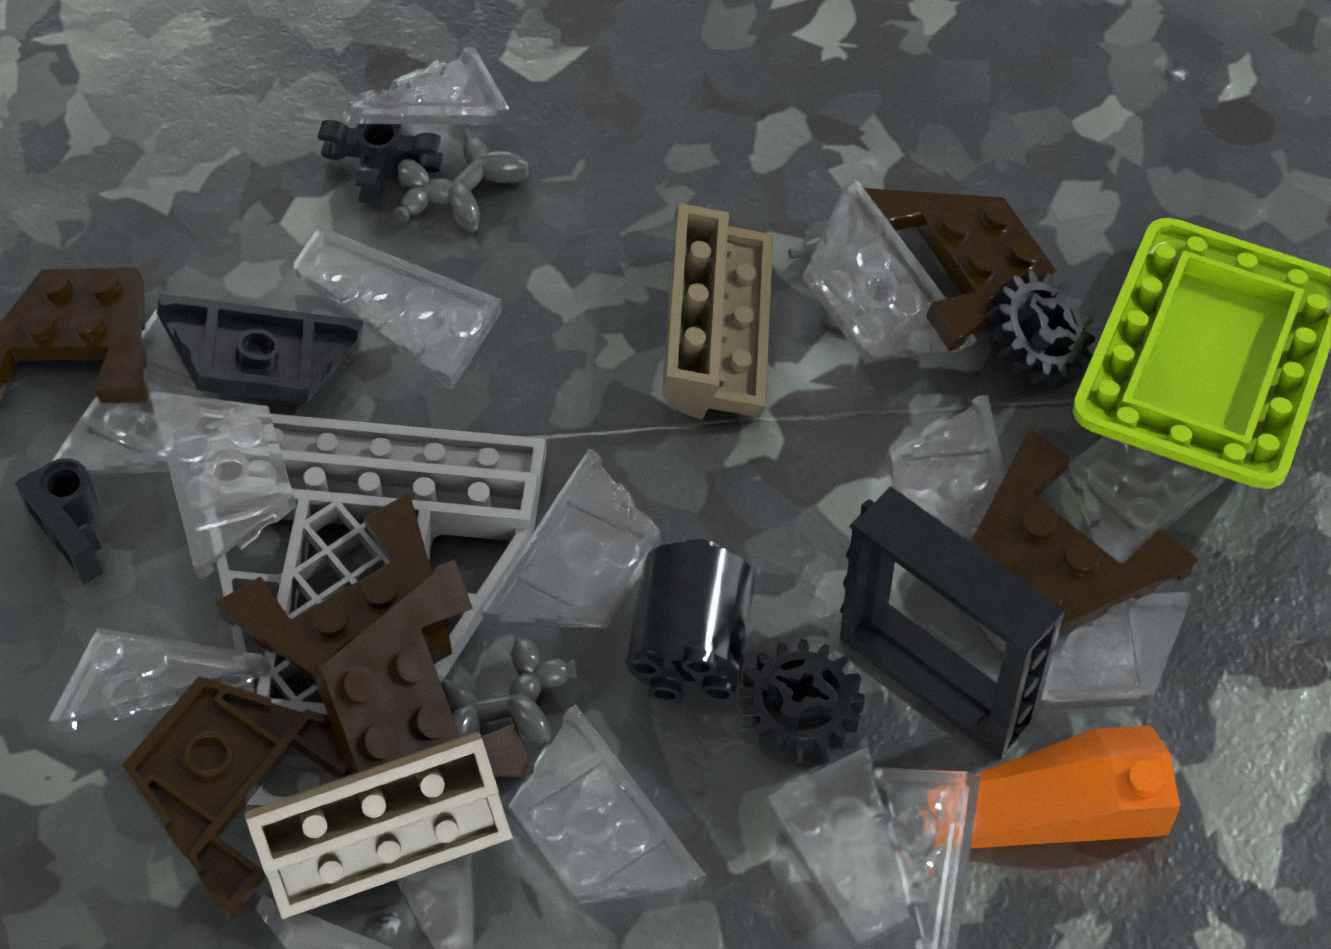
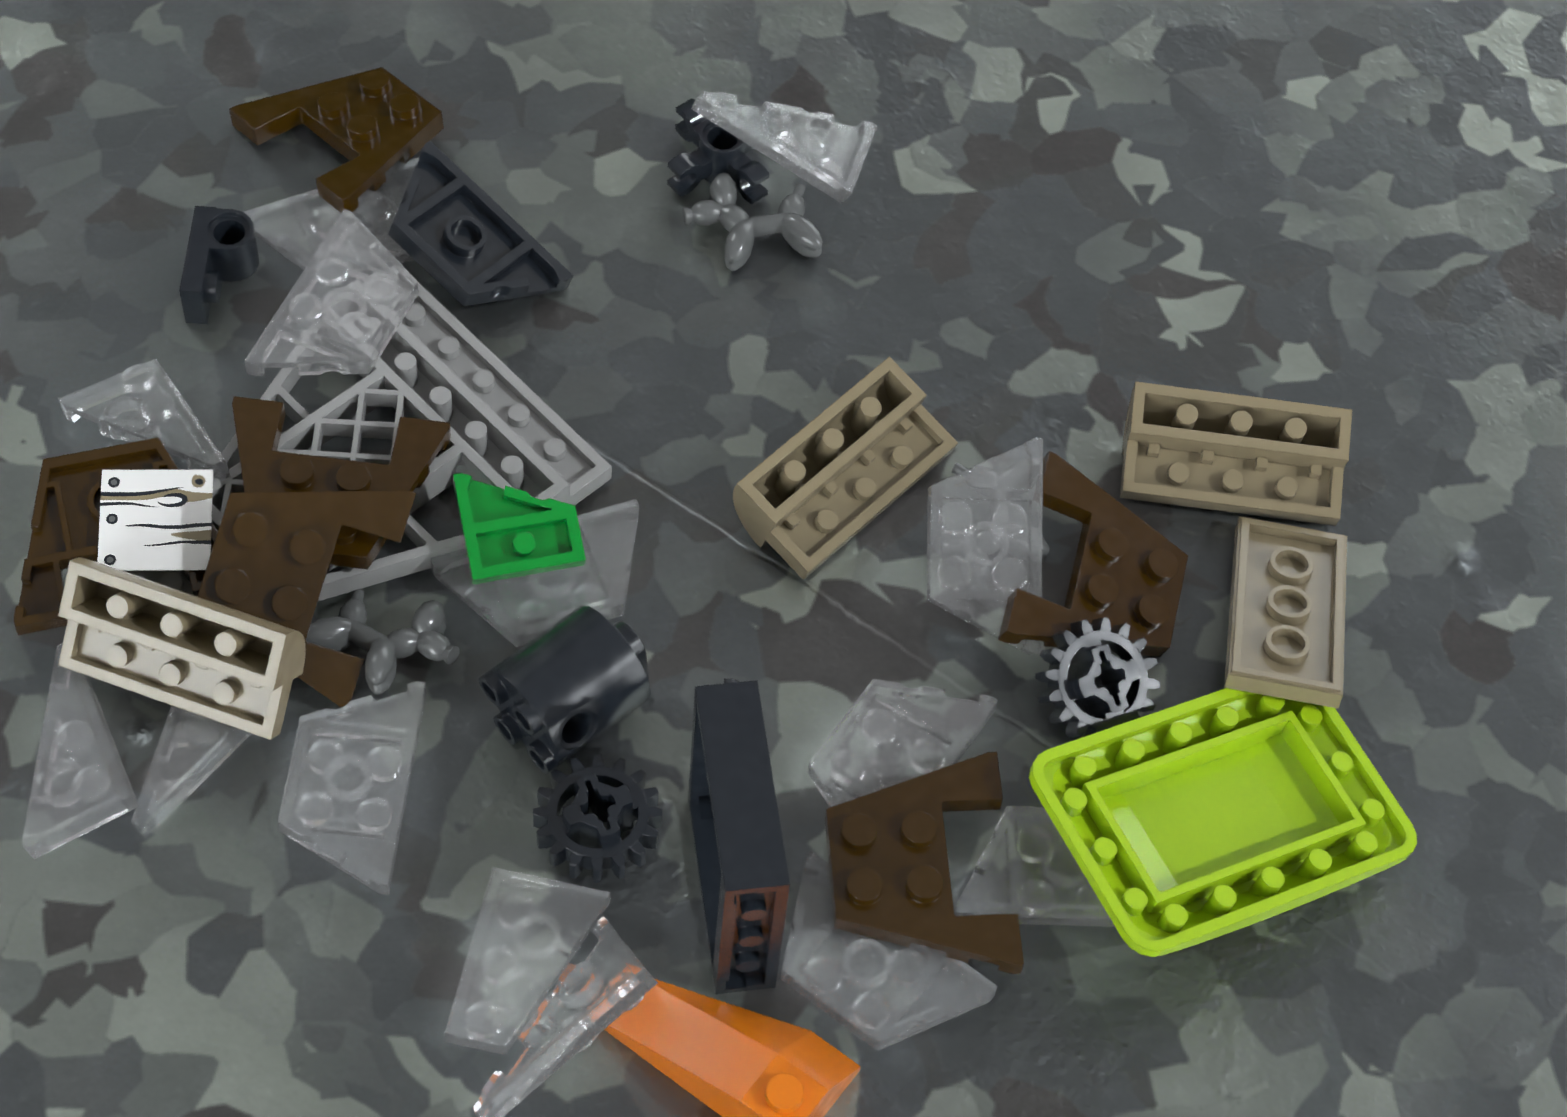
camera: 35 degrees right, 0 degrees up
(260, 741) = (155, 519): none -> white sticker
(407, 306) = (617, 288): clear wing -> none
(535, 538) = (515, 533): none -> green wing
(966, 102) = (1235, 453): none -> dark tan brick
(1110, 186) = (1287, 612): none -> dark tan tile

